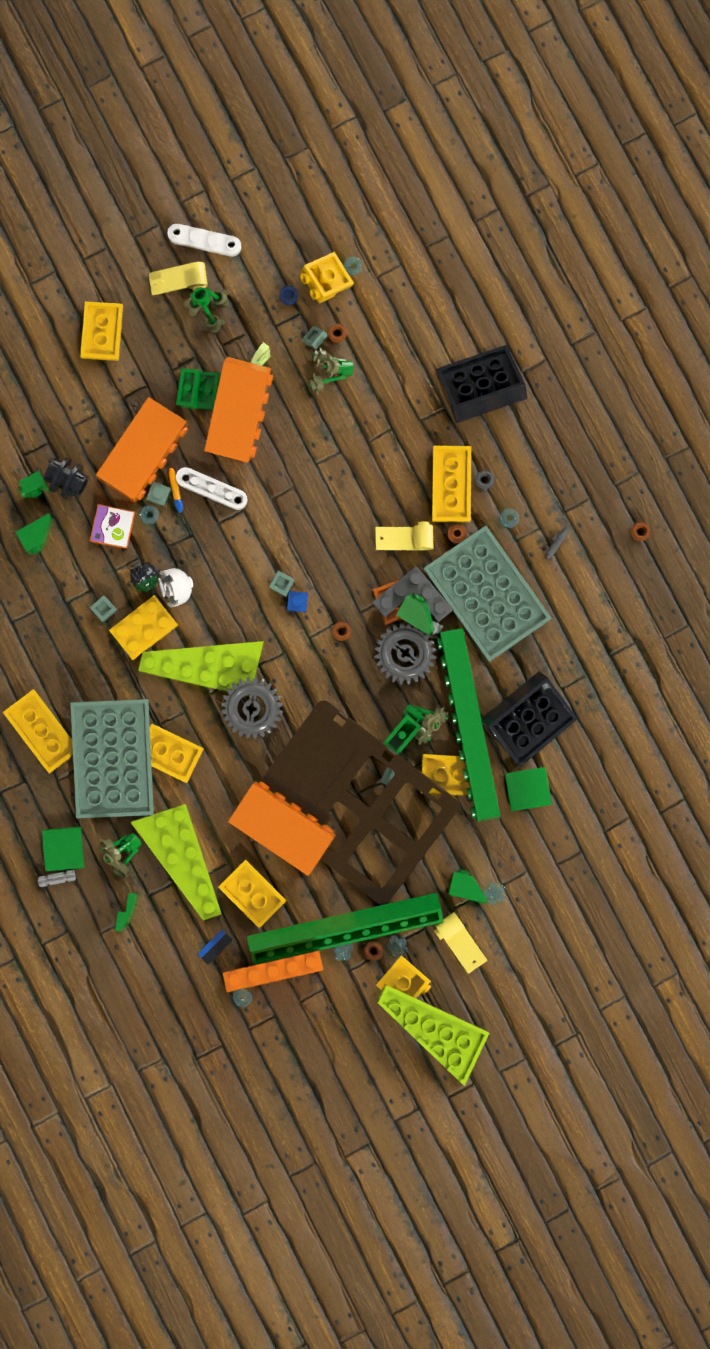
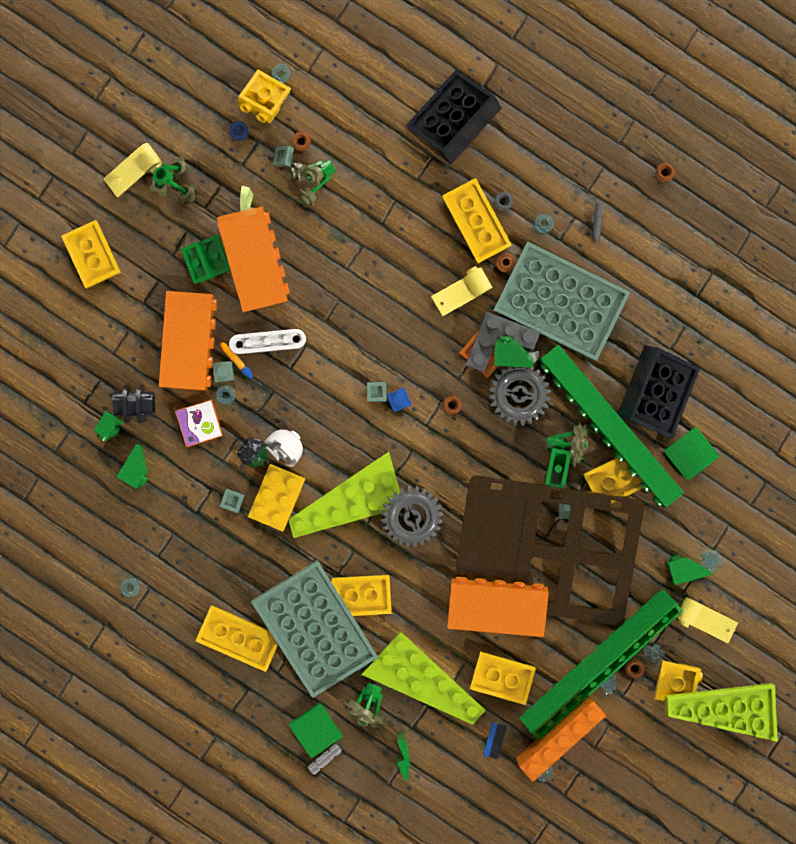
camera: 30 degrees left, 5 degrees up
(204, 240) = (136, 122): white plate -> none

